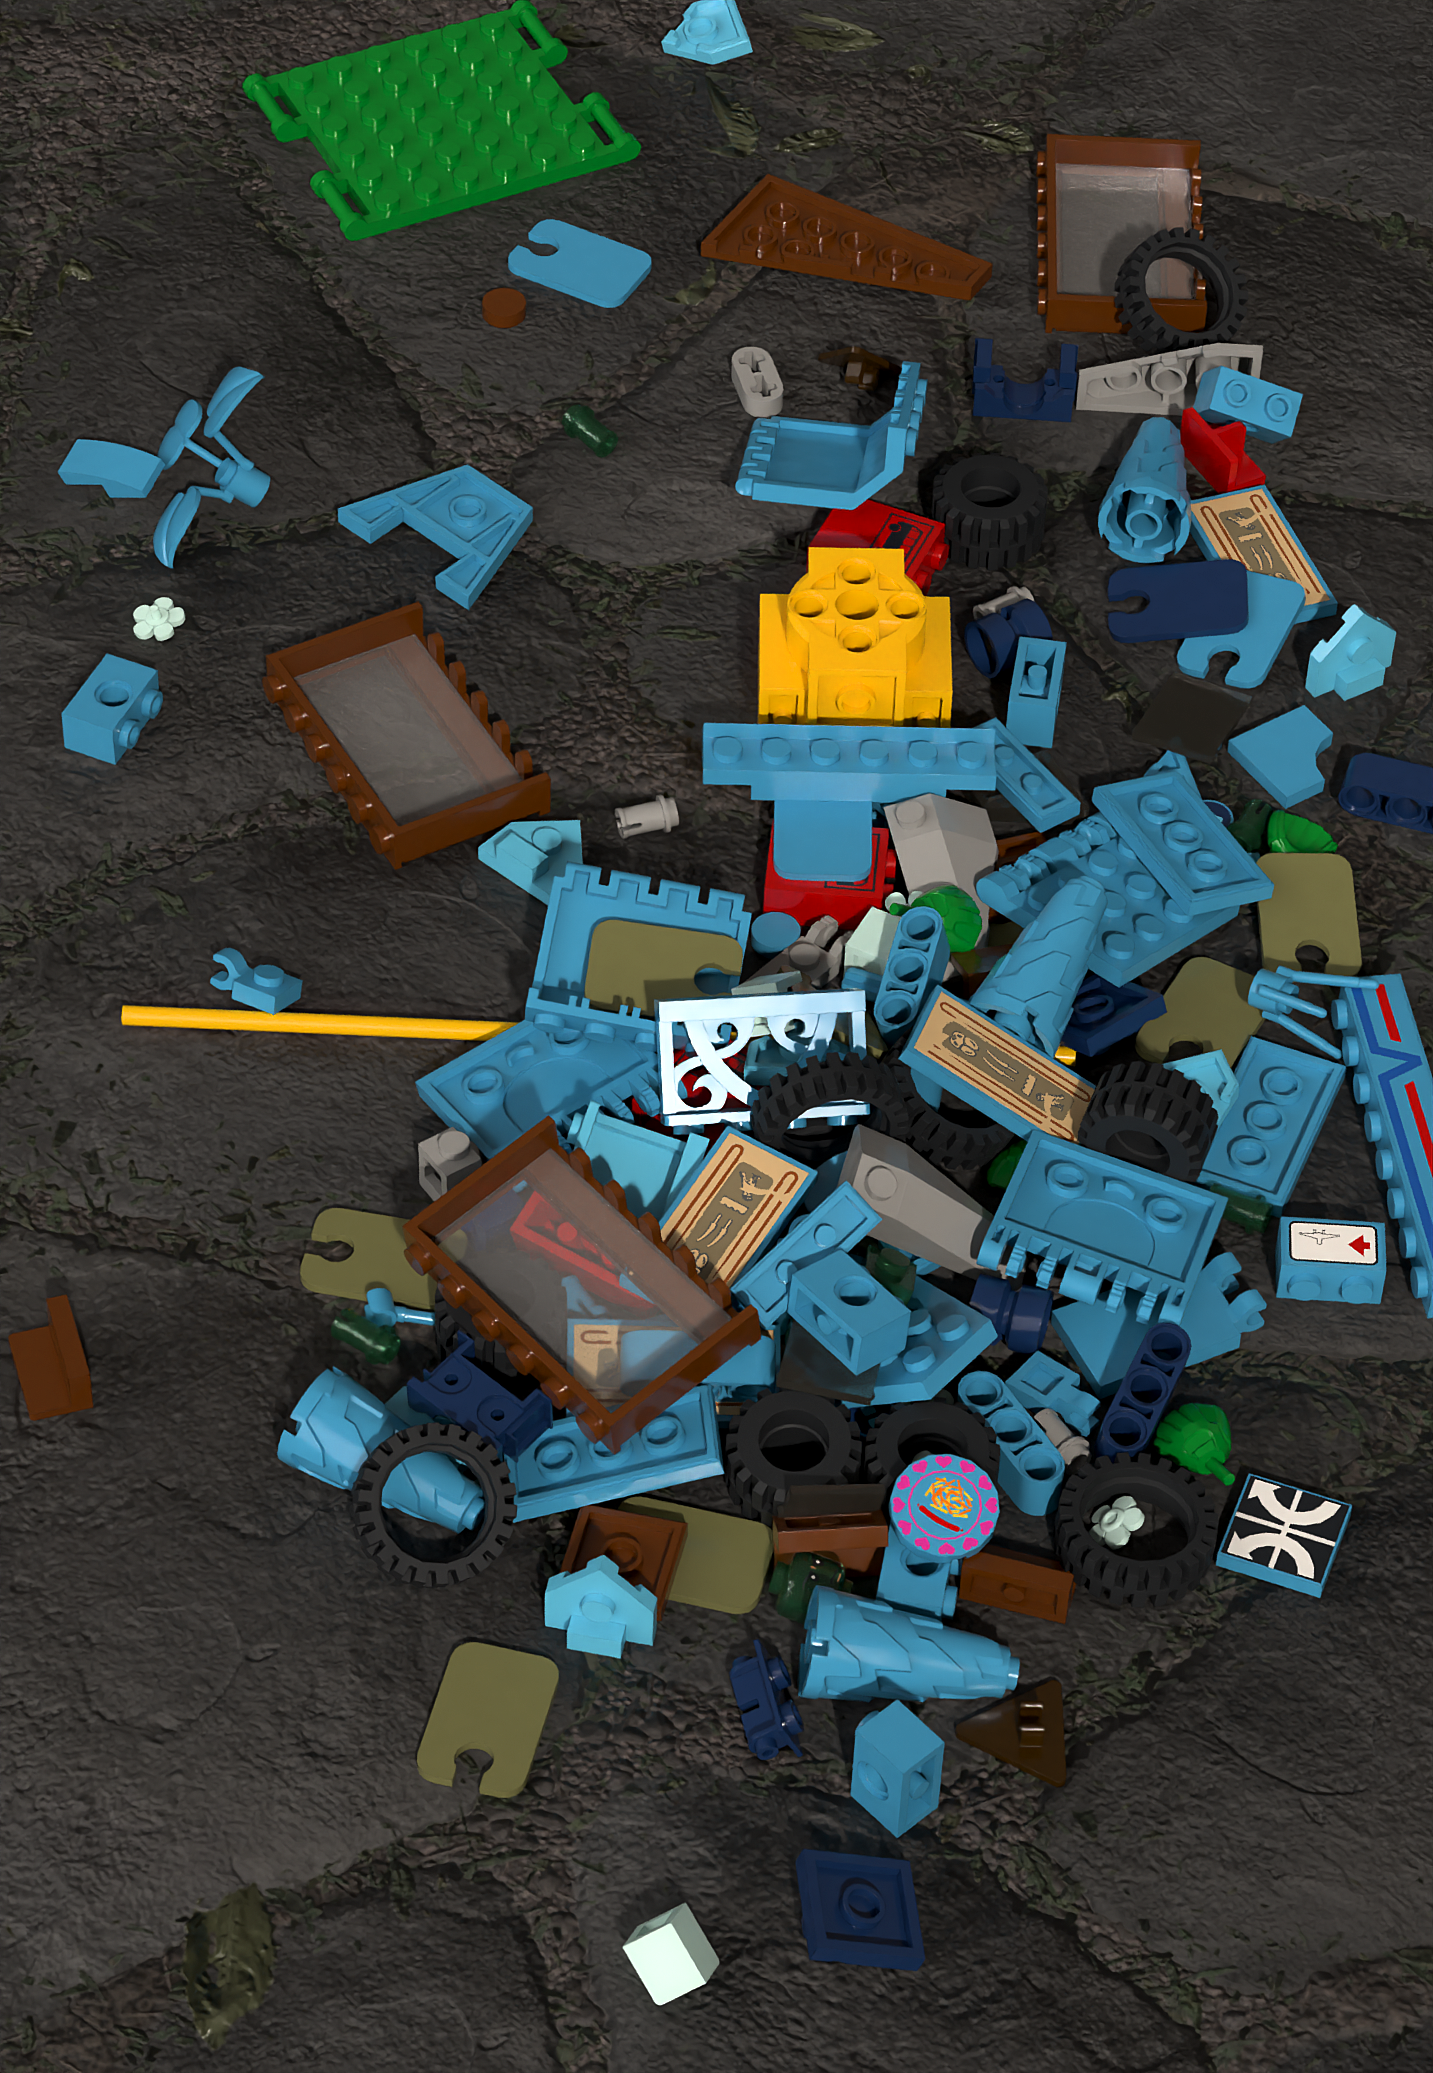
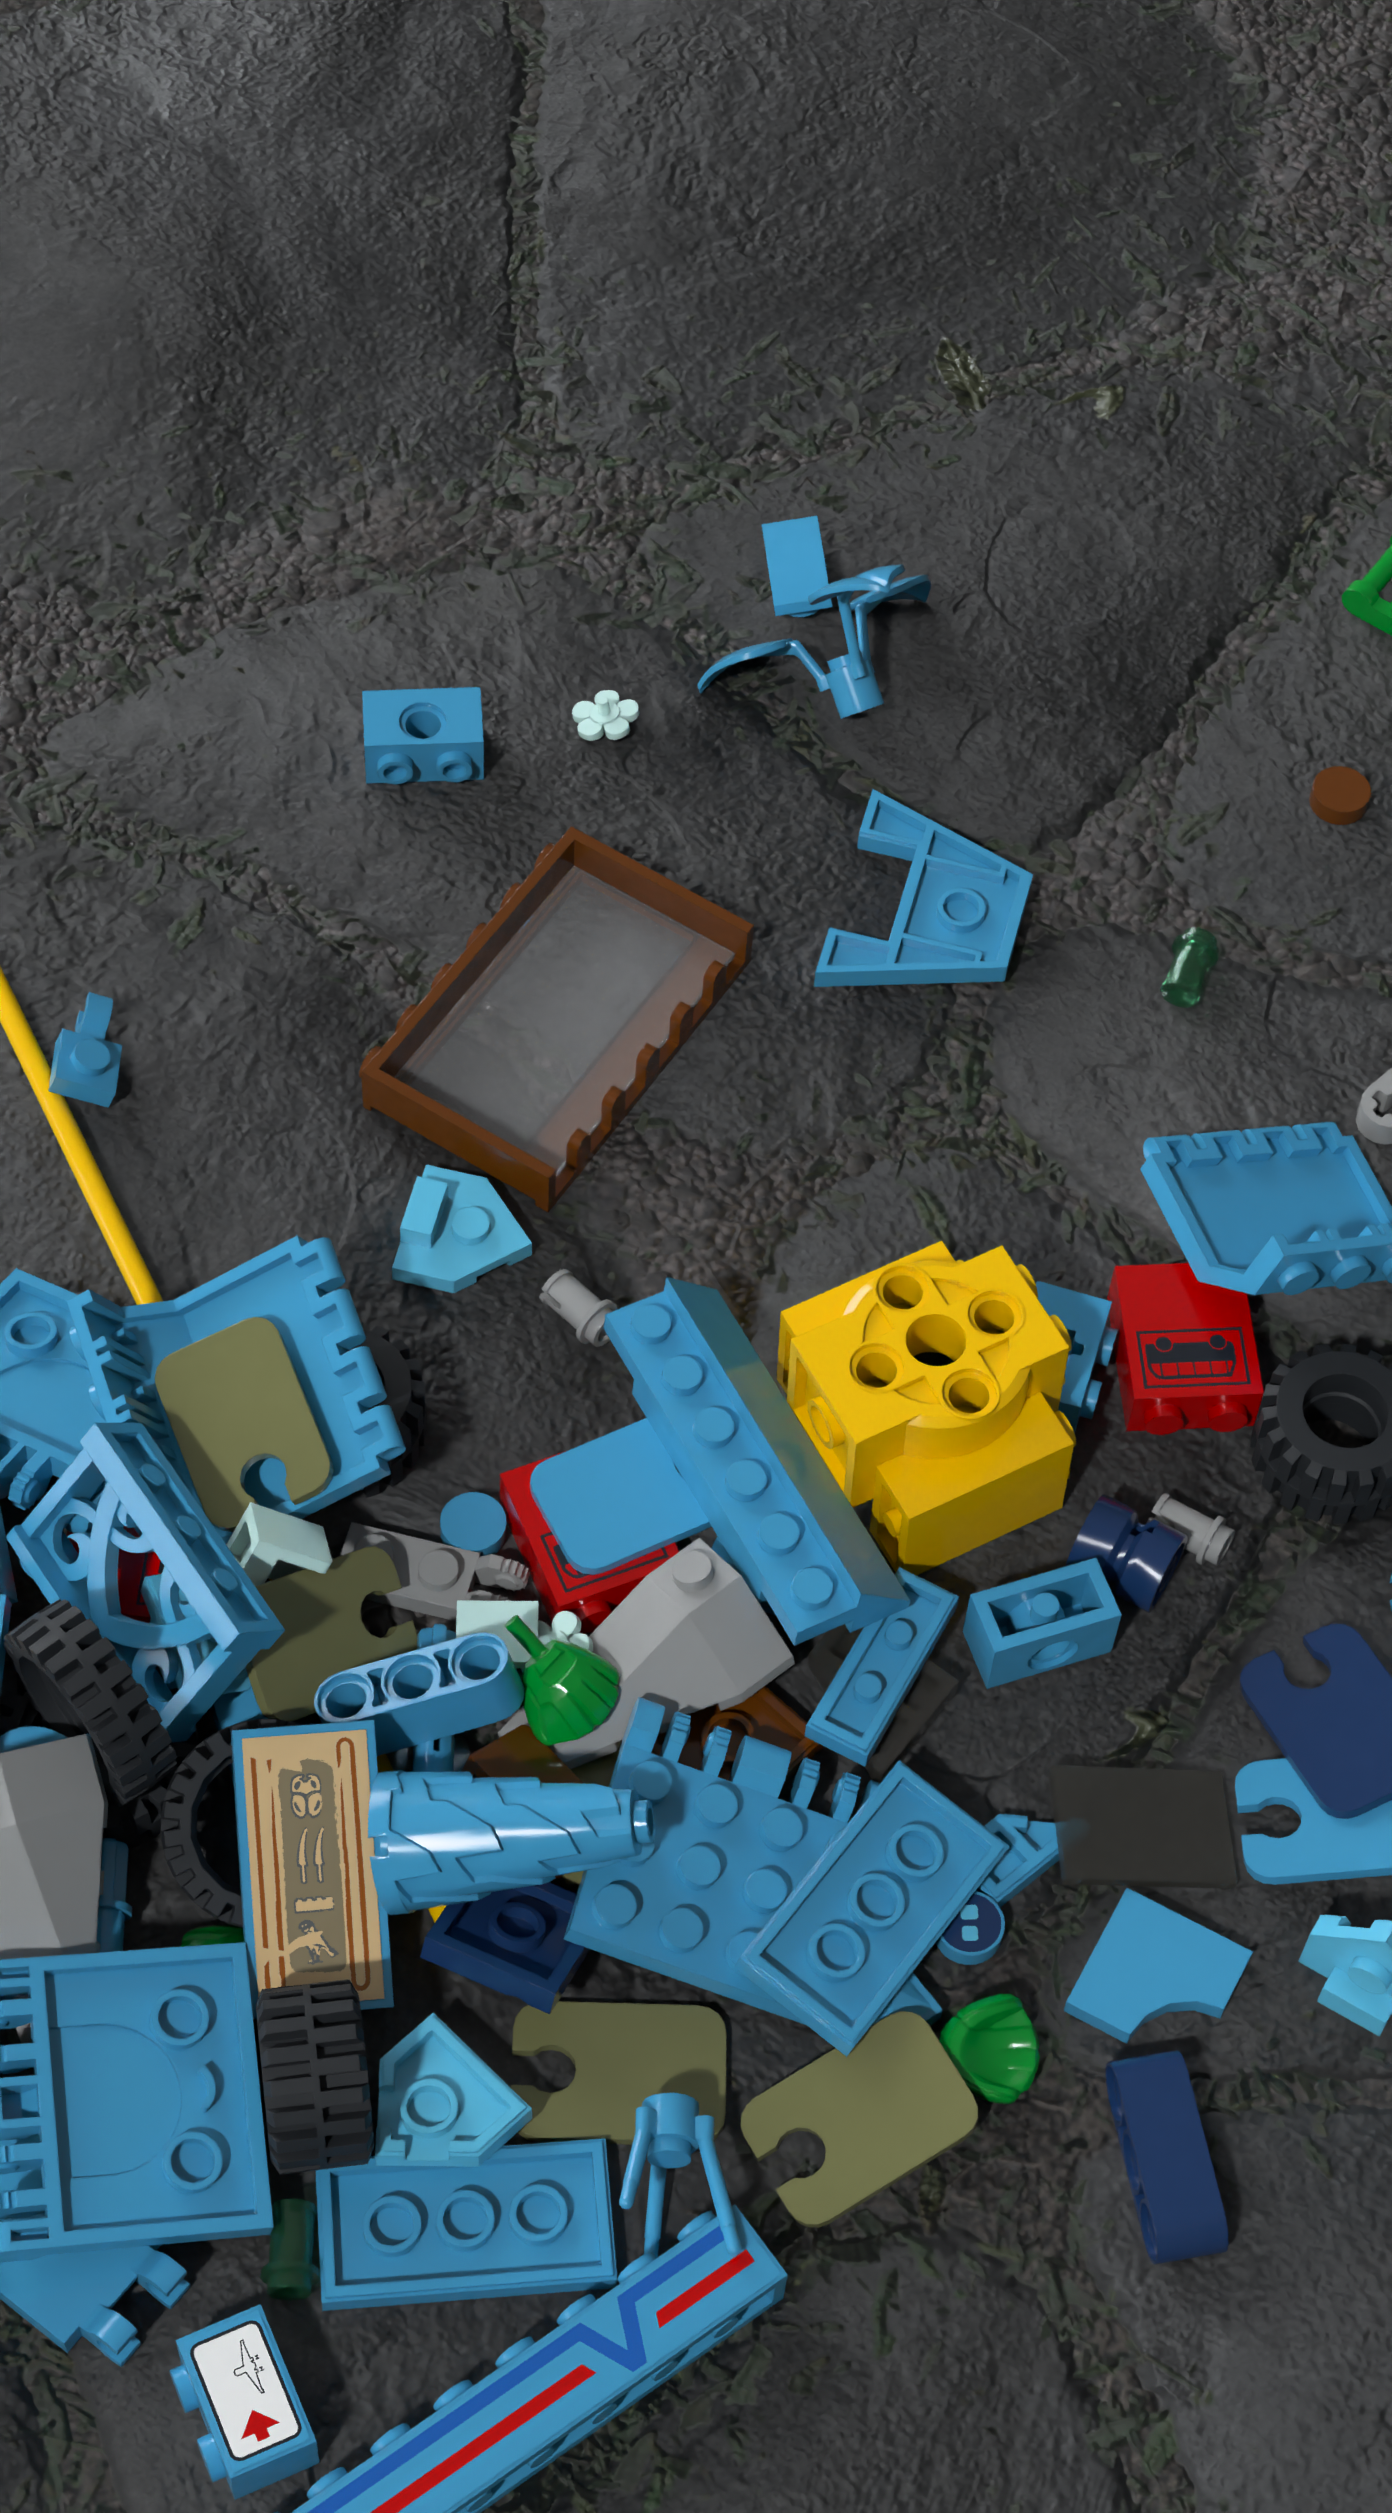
camera: 60 degrees right, 10 degrees up
(1250, 826) = (978, 1978): clear green pin -> none

